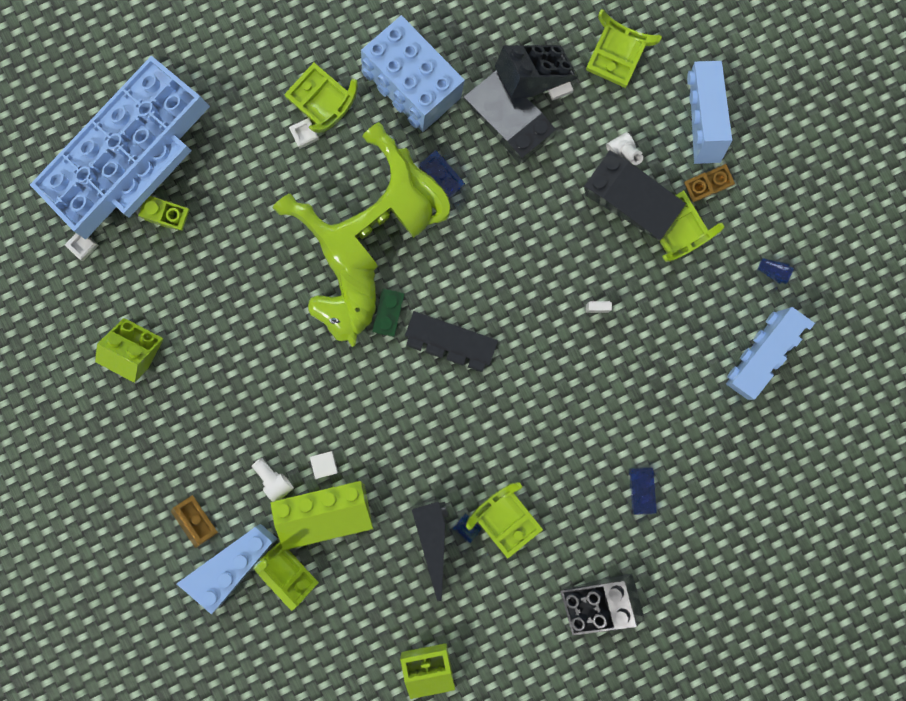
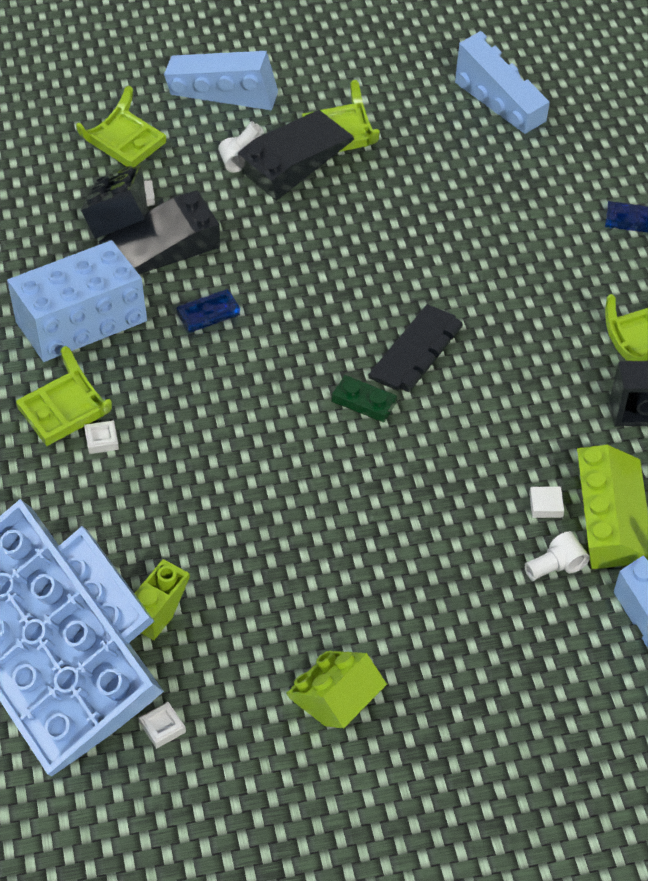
camera: 80 degrees left, 35 degrees down
(193, 521) = (599, 666): pearl gold slope -> none
(410, 198) = (273, 404): lime animal -> none
(598, 307) = (412, 207): white tile -> none
(709, 183) = (298, 97): pearl gold slope -> none
(776, 270) = (412, 67): clear blue cone -> none

